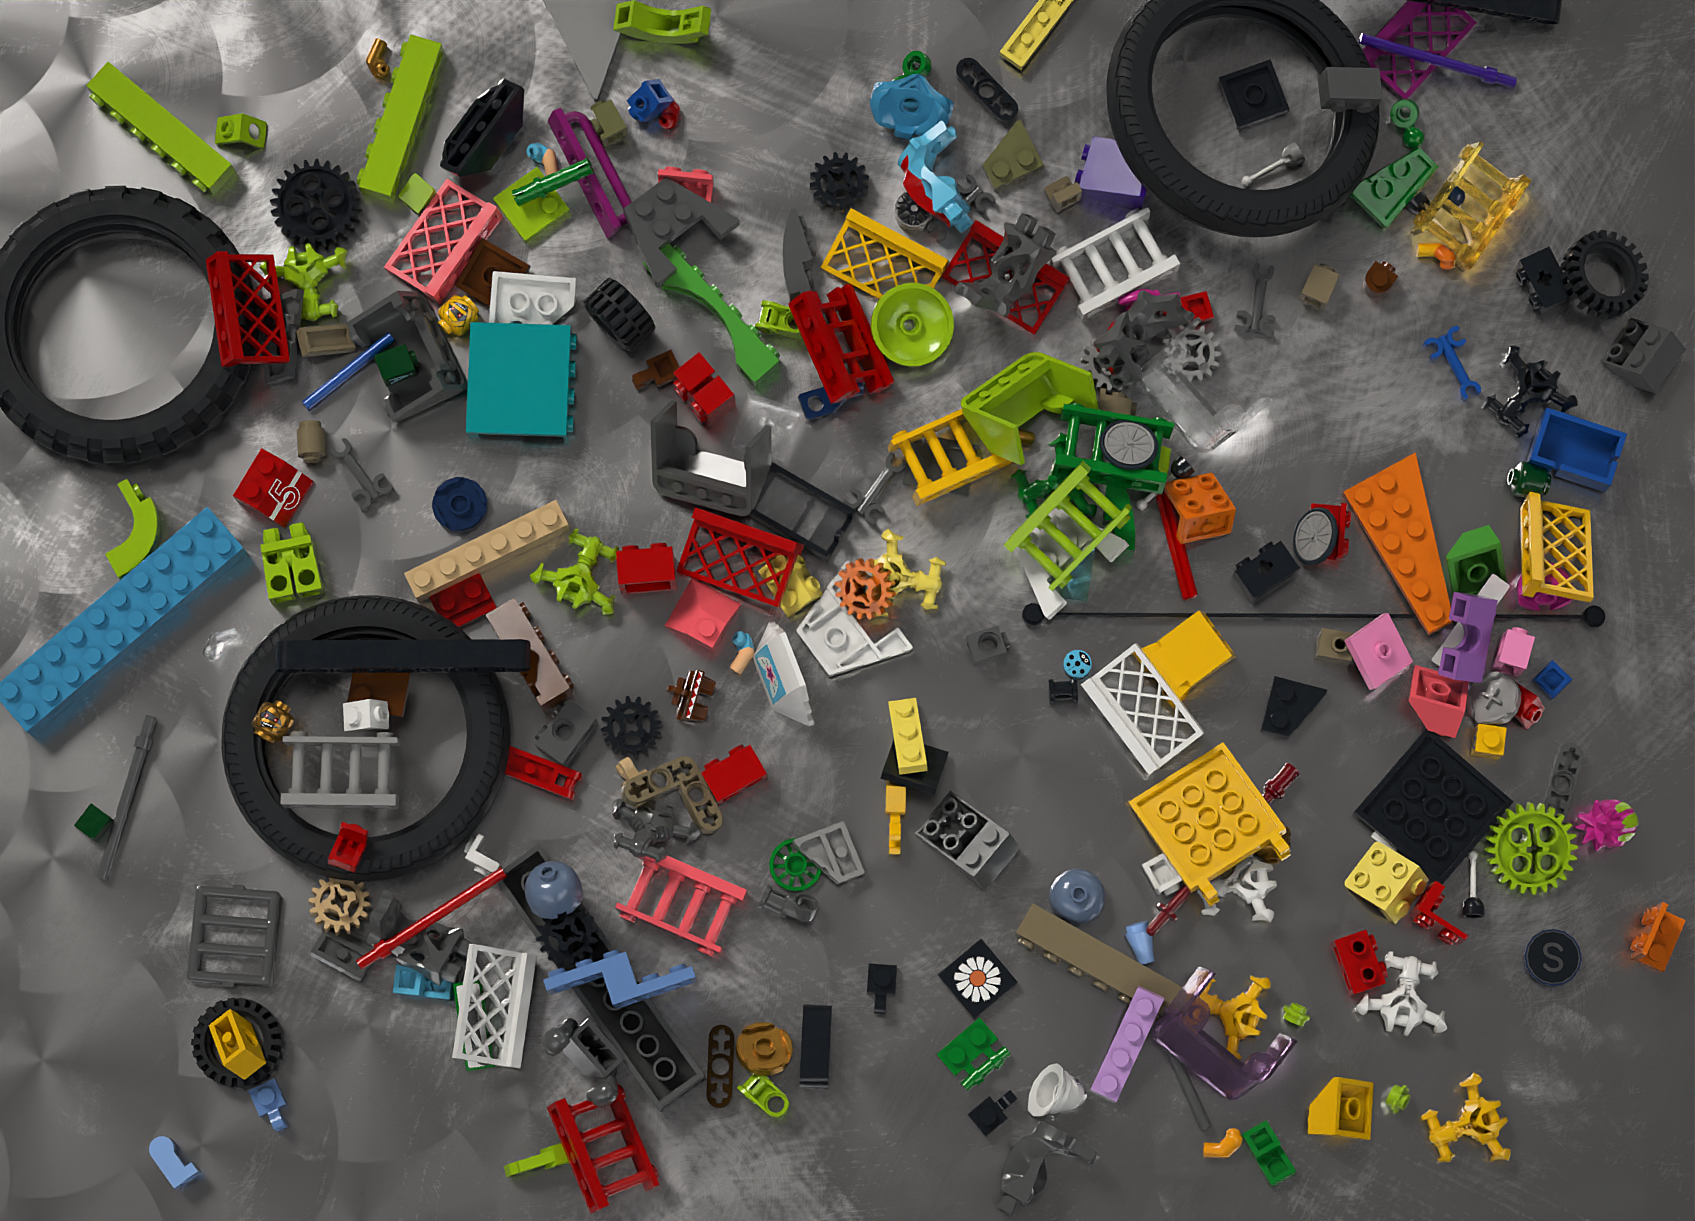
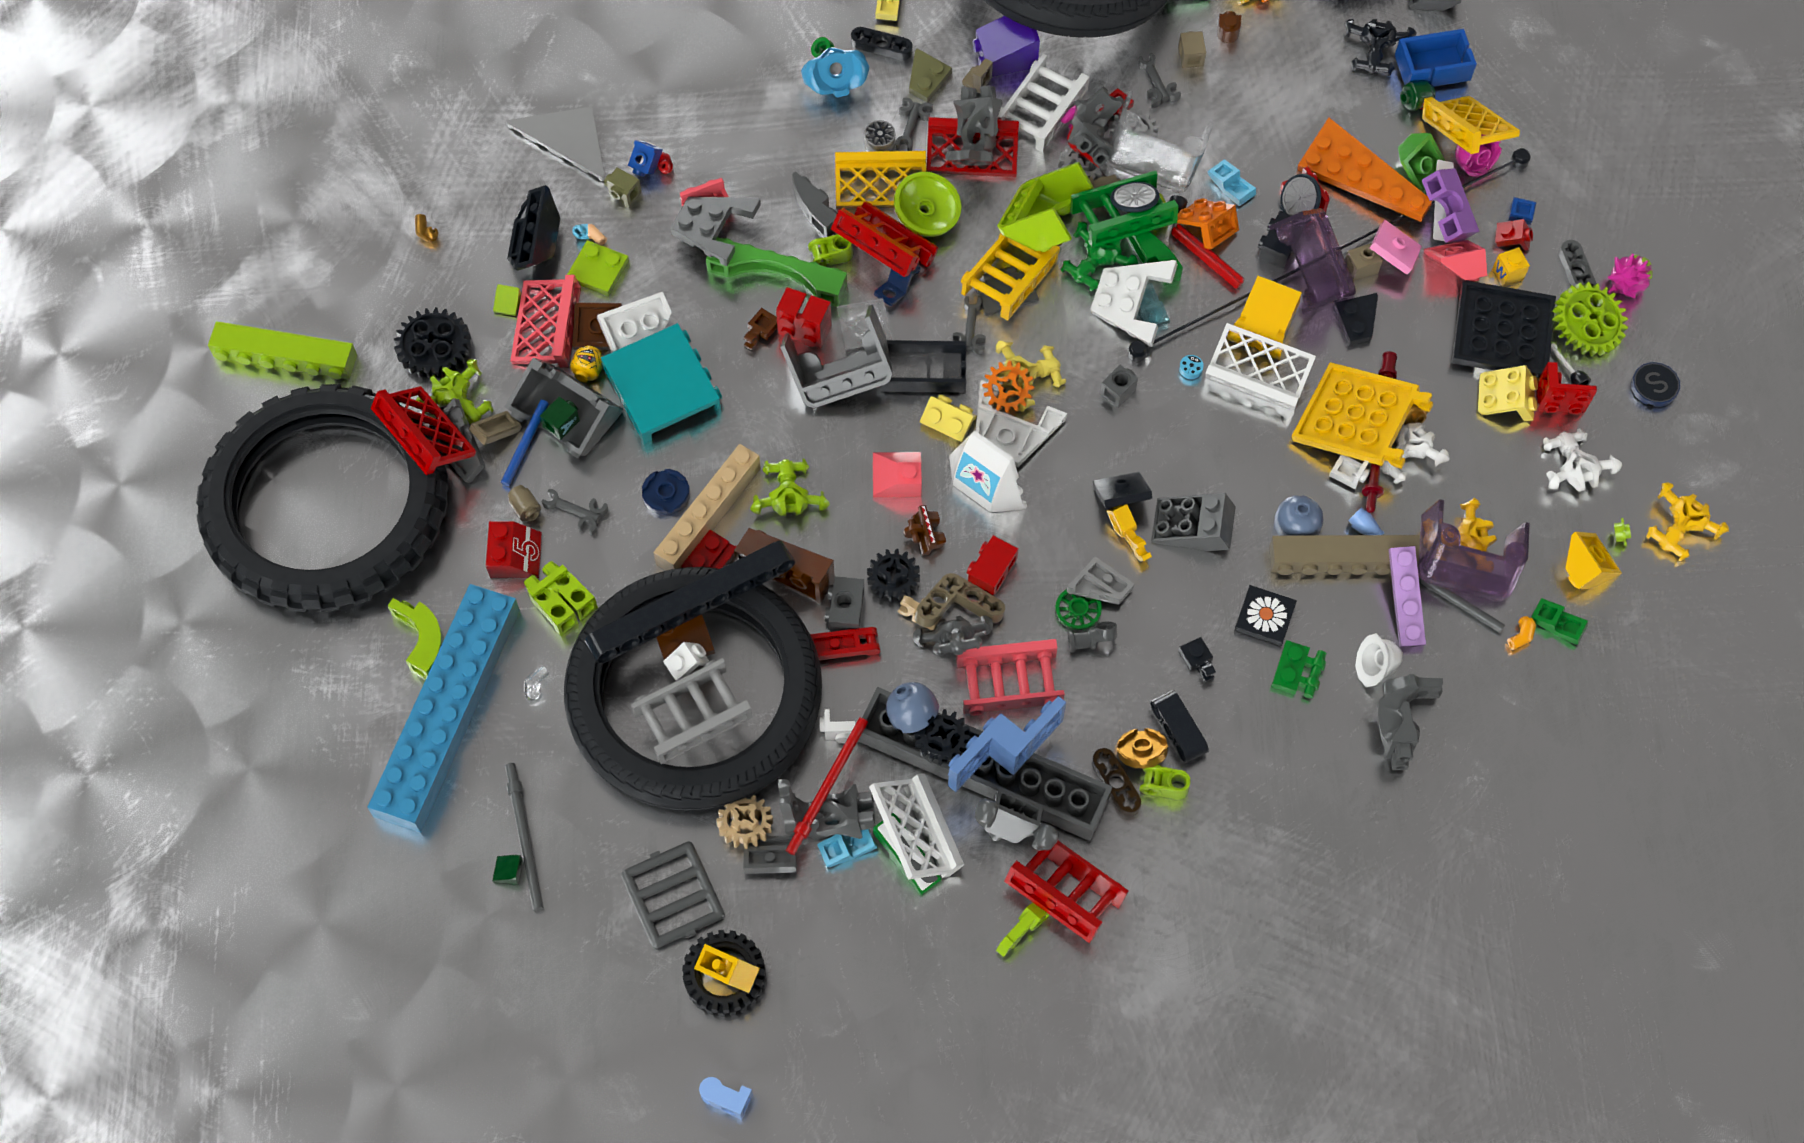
camera: 30 degrees left, 15 degrees down
(236, 129) = (343, 320): lime bracket -> none
(268, 1101) = (776, 1005): medium blue plate -> none
(272, 721) = (615, 702): pearl gold head -> none
(348, 847) = (731, 760): red bracket -> none
(401, 118) = (465, 257): lime brick -> none
(552, 182) = (606, 238): green pin -> none
(590, 185) = (664, 247): magenta piece -> none
(619, 314) = (710, 298): black tyre -> none
(646, 569) = (837, 457): red piece -> none
(661, 25) = (626, 108): lime arch -> none
(745, 651) = (943, 479): arm -> none
(749, 535) = (899, 396): red fence -> none
(848, 189) = (814, 145): black gear -> none
(907, 736) = (1104, 471): light yellow plate -> none
(934, 193) = (886, 110): medium azure hips -> none
(990, 1114) = (1340, 704): black plate -> none
(1060, 499) = (1106, 274): lime fence -> none
(1063, 691) = (1194, 387): black bush -> none
(1259, 472) = (1230, 183): none -> medium azure slope
(1285, 627) = (1317, 257): none -> clear purple windscreen
(1296, 1014) = (1510, 514): lime plate -> none
(1359, 962) = (1528, 456): red brick -> none
(1447, 345) = (1303, 45): blue bar -> none
(1494, 699) = (1496, 236): light grey tile -> none
(1513, 652) = (1488, 200): bright pink brick -> none
(1657, 938) = (1714, 331): orange bracket -> none

